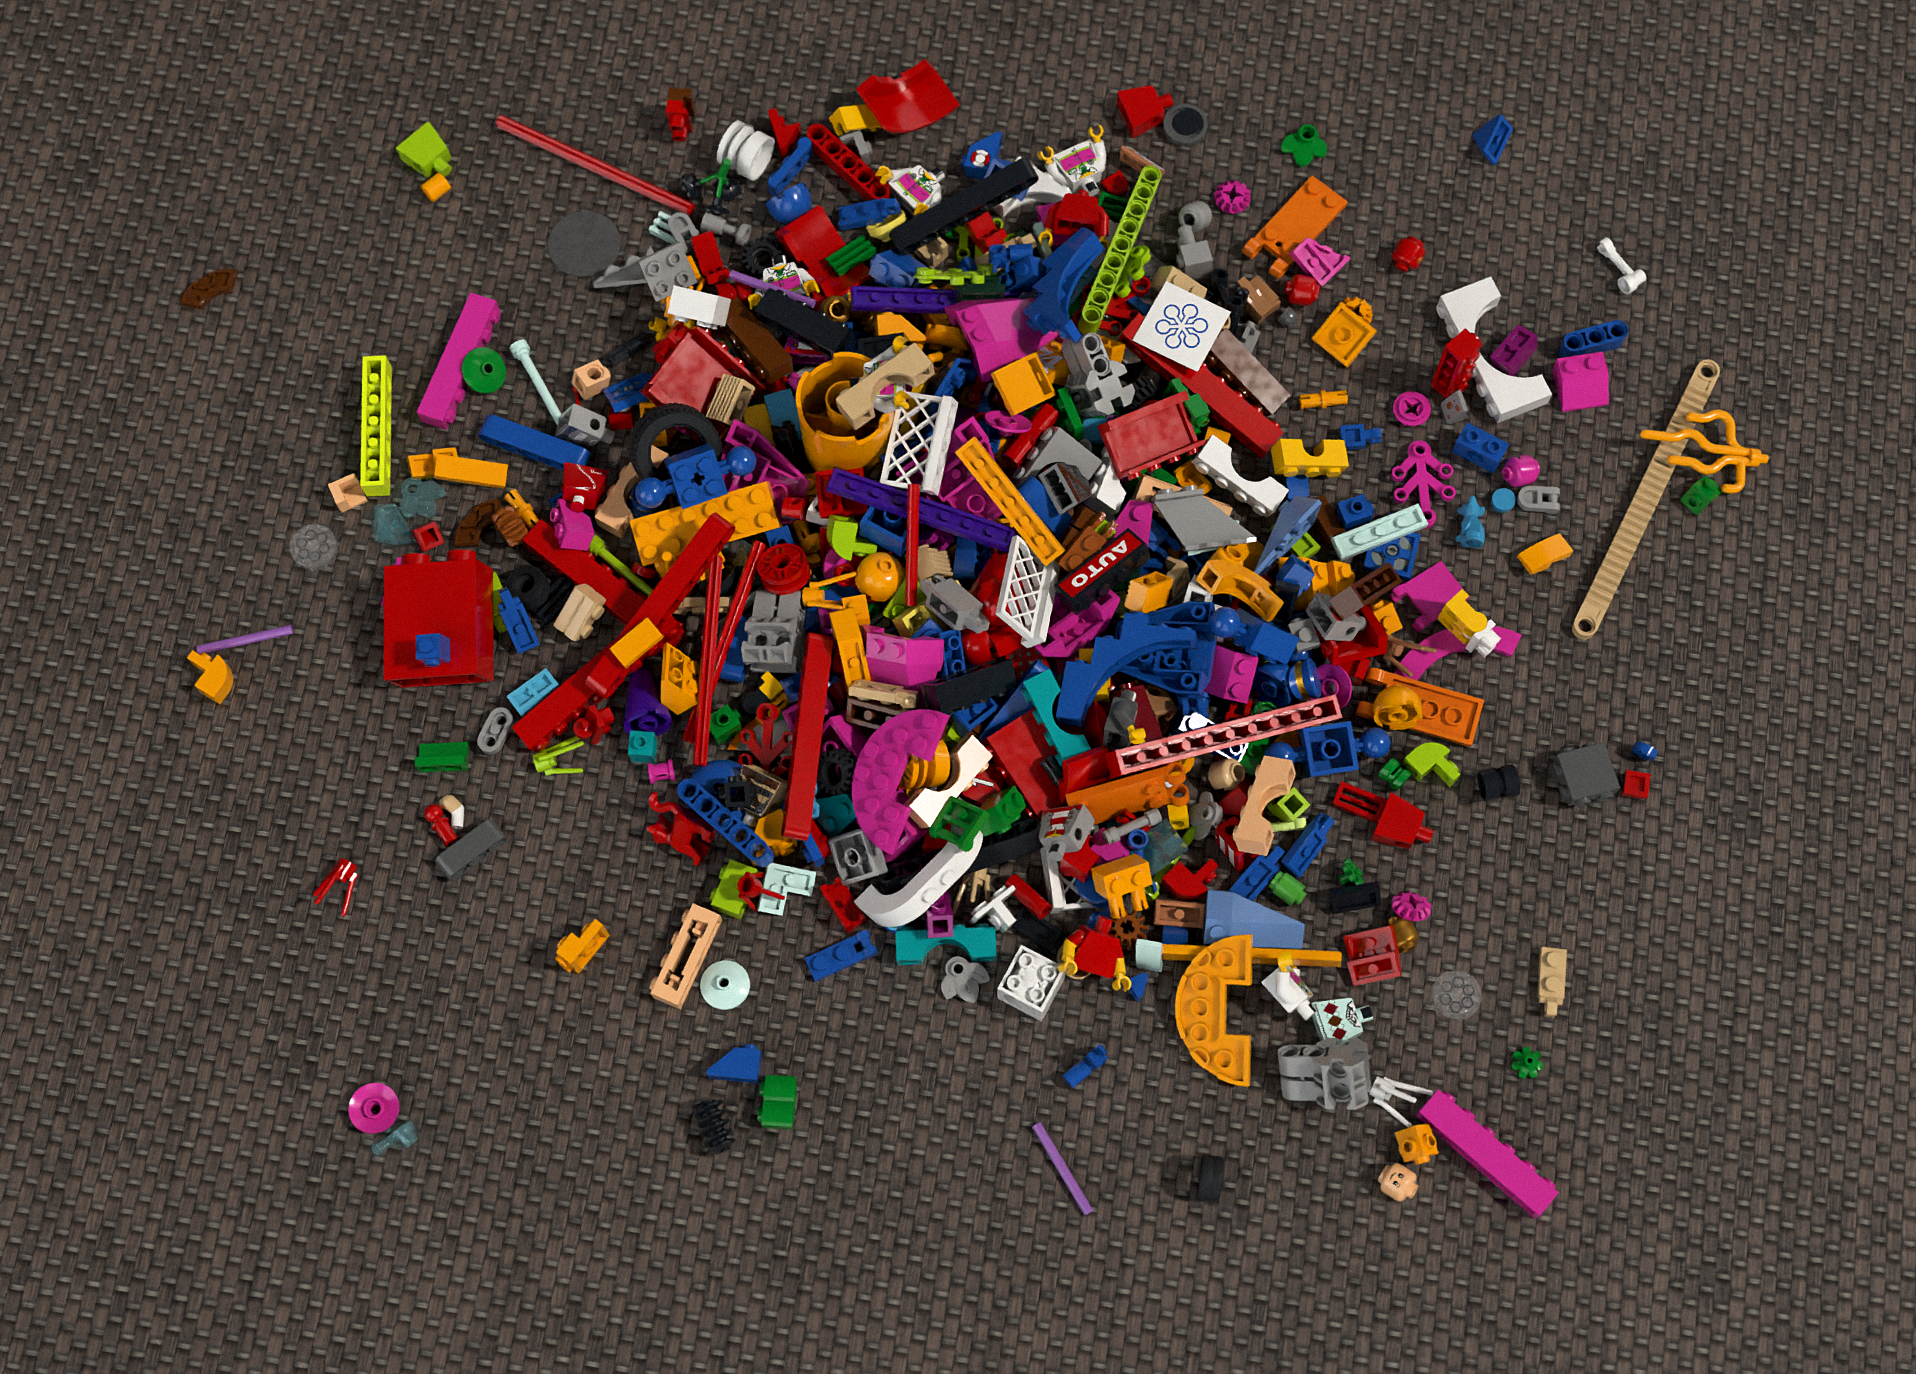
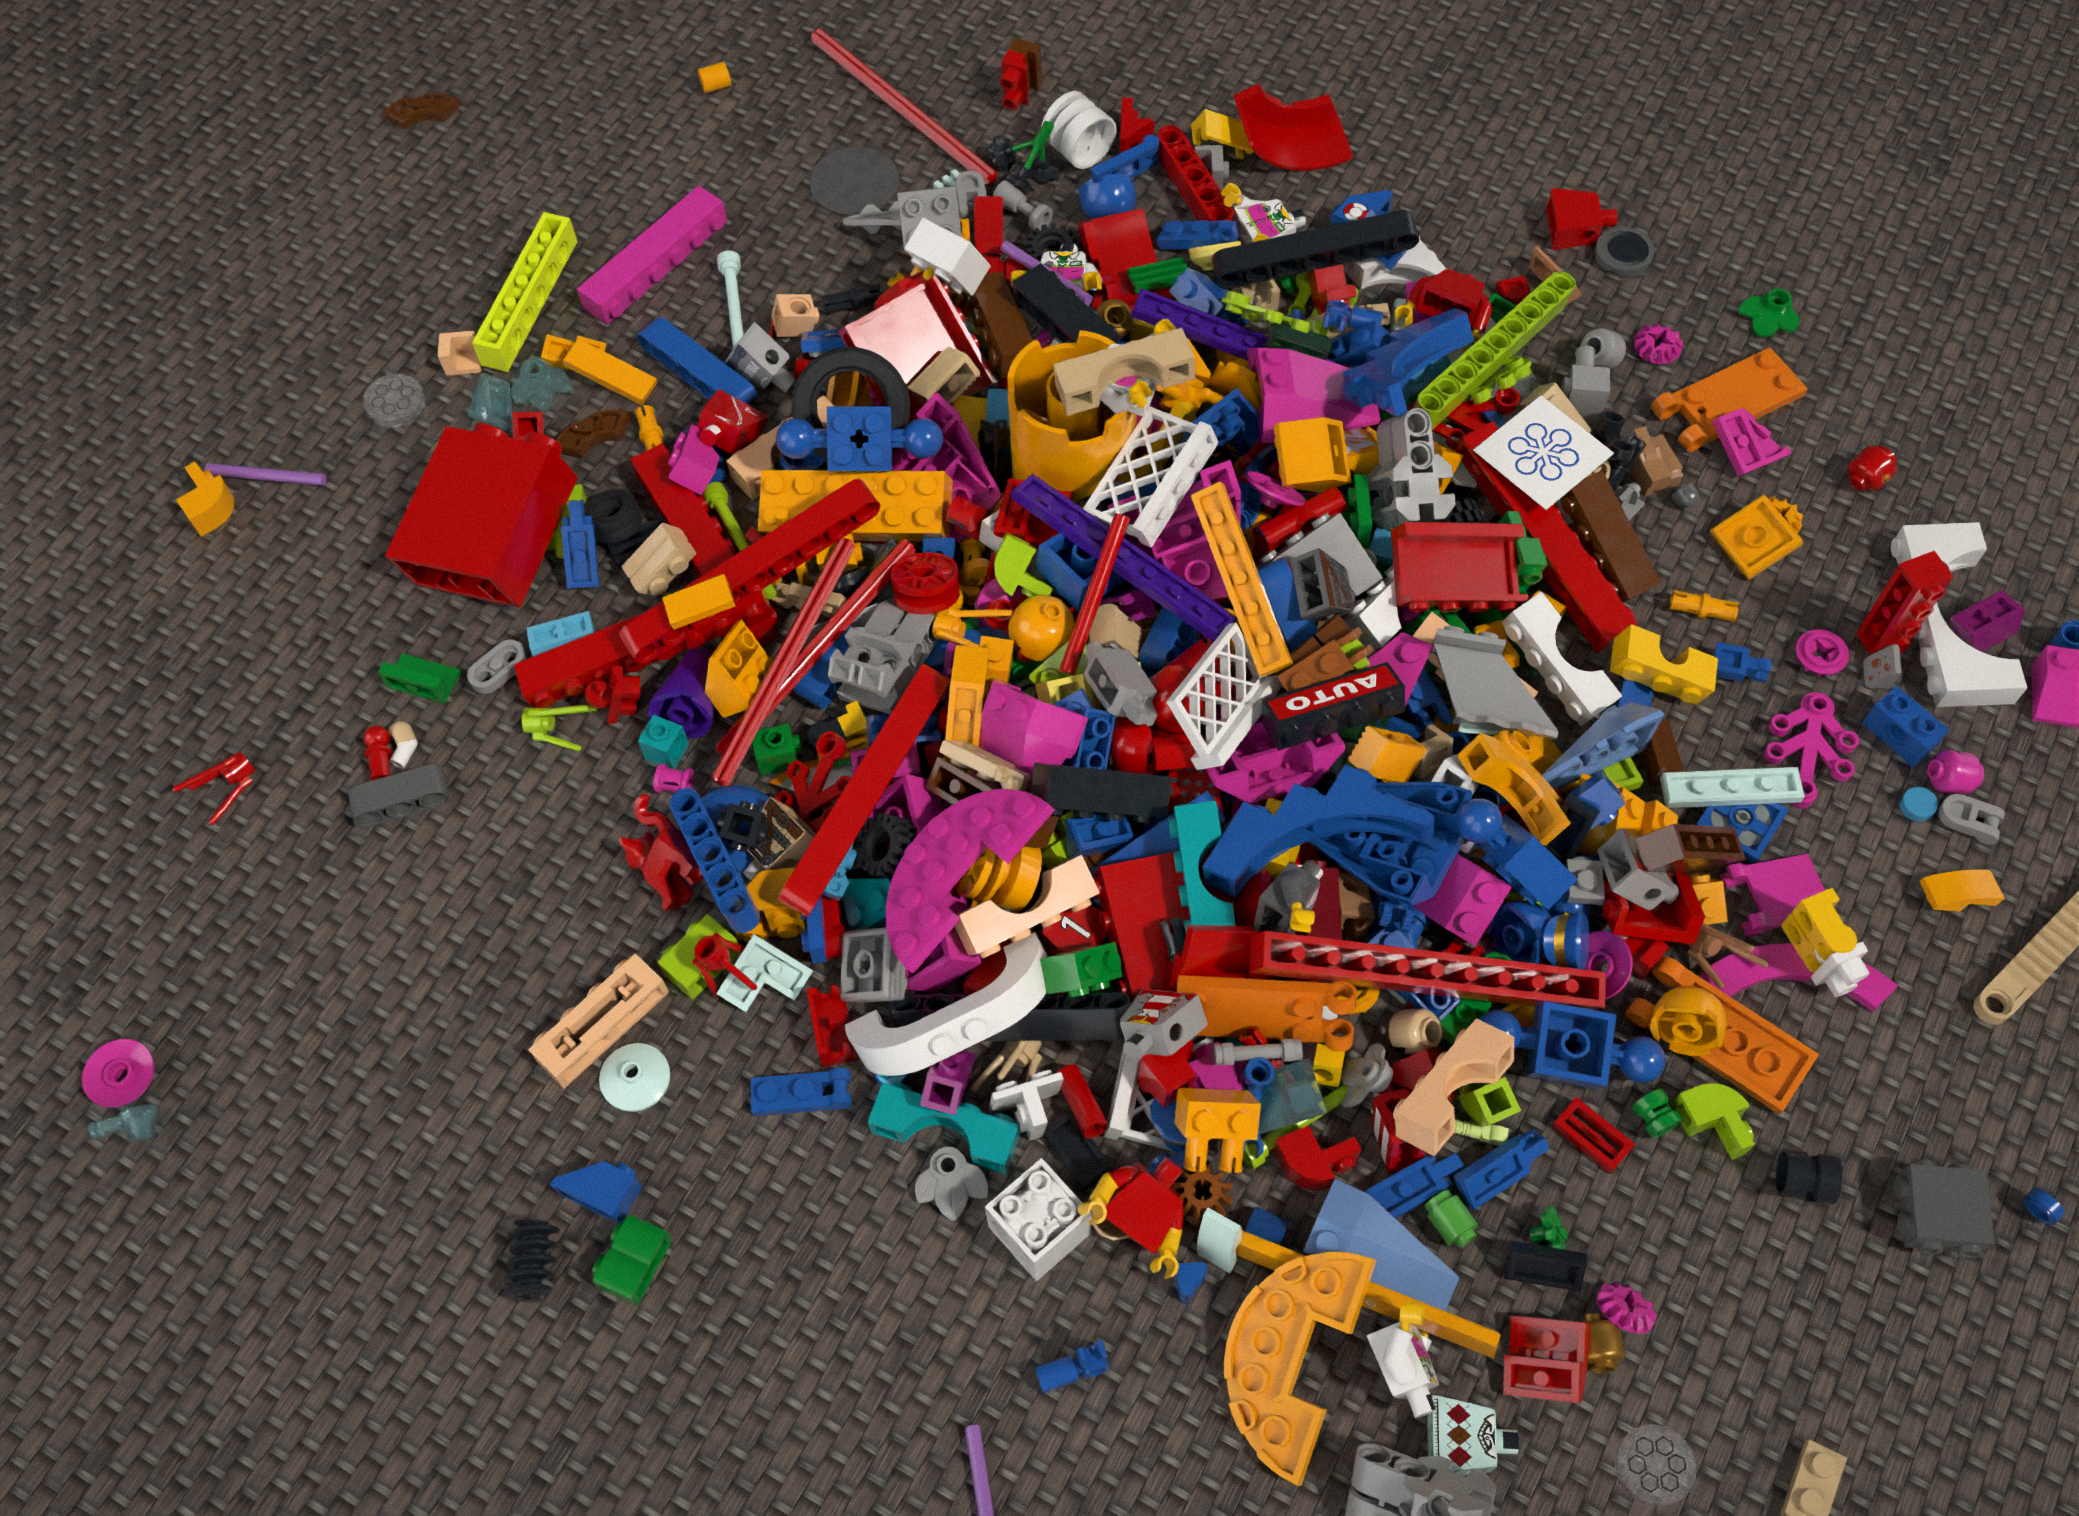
camera: 20 degrees right, 10 degrees down
(425, 152) = (719, 39): lime torso -> none
(433, 649) = (451, 531): blue brick -> none
(475, 374) = (666, 278): green dish -> none
(509, 525) = (623, 439): dark orange gear -> none
(576, 952) = (470, 962): light orange plate -> none
(961, 815) = (1022, 950): green plate -> none
(1079, 165) = (1475, 252): torso -> none
(1179, 913) = (1283, 1199): nougat slope -> none
(1302, 290) = (1716, 469): red head -> none
(1354, 512) = (1704, 751): blue brick -> none
(1401, 824) = (1645, 1186): red torso -> none
(1472, 530) = (1865, 827): dark azure animal -> none
(1493, 138) = (2025, 371): blue slope -> none
(1636, 784) = (2018, 1250): red plate -> none

